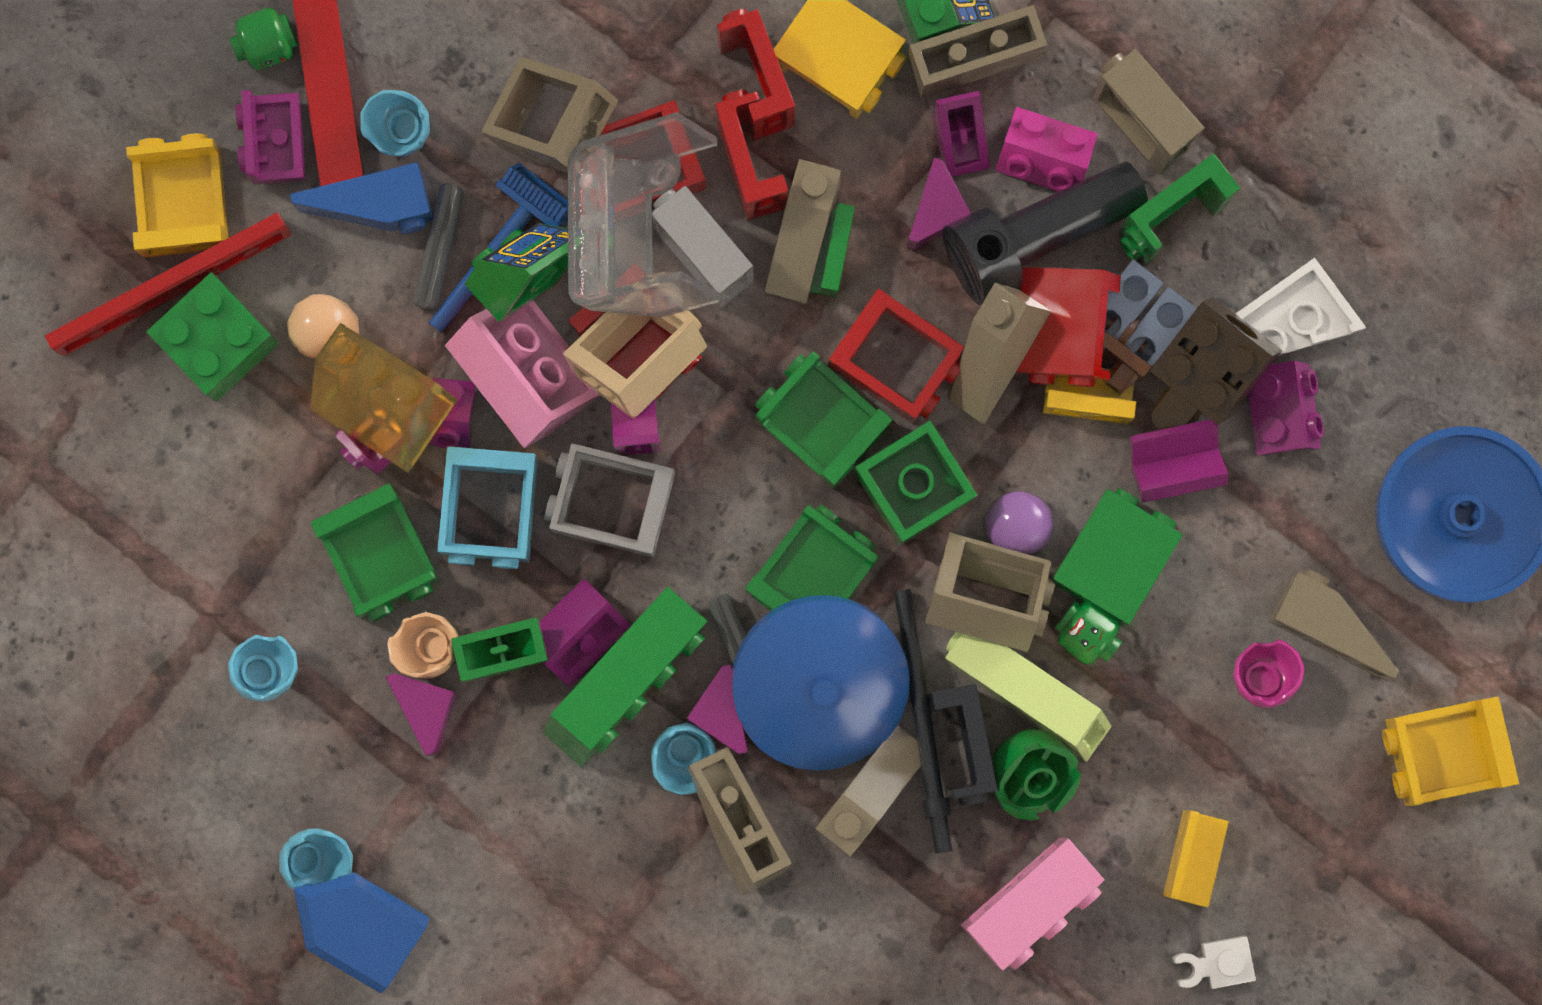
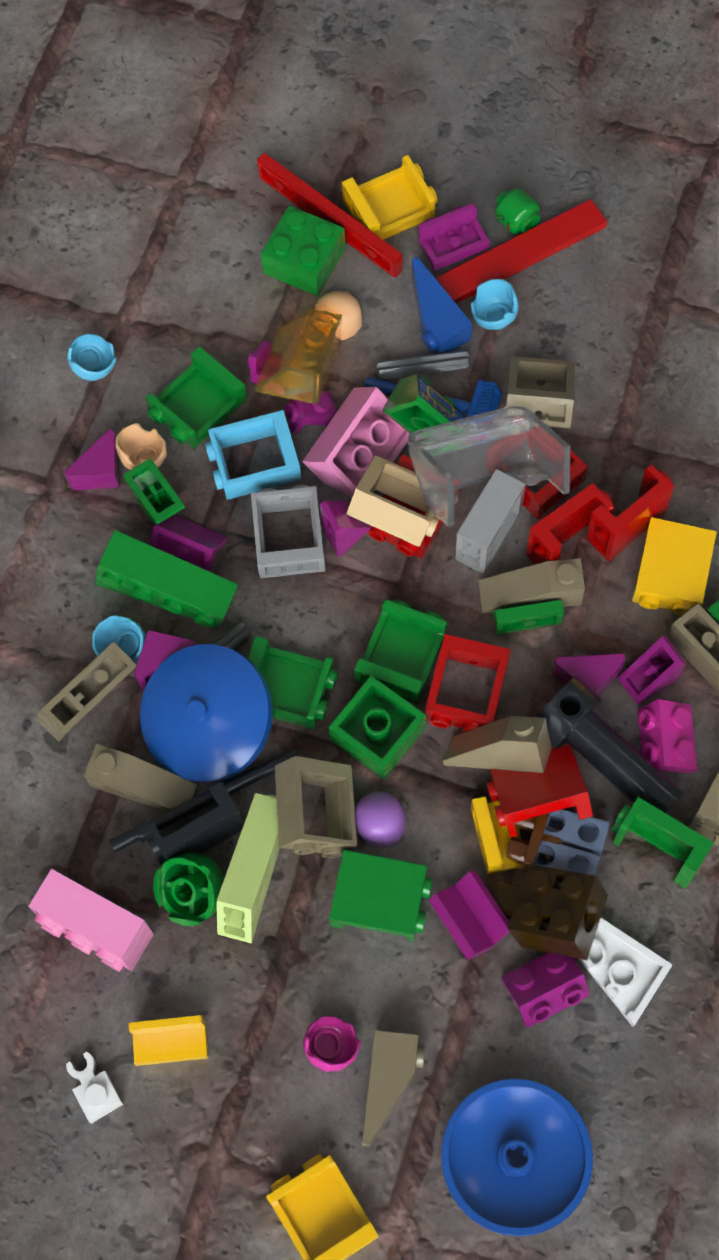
camera: 75 degrees right, 15 degrees down
(1088, 633) = (313, 895): green head -> none

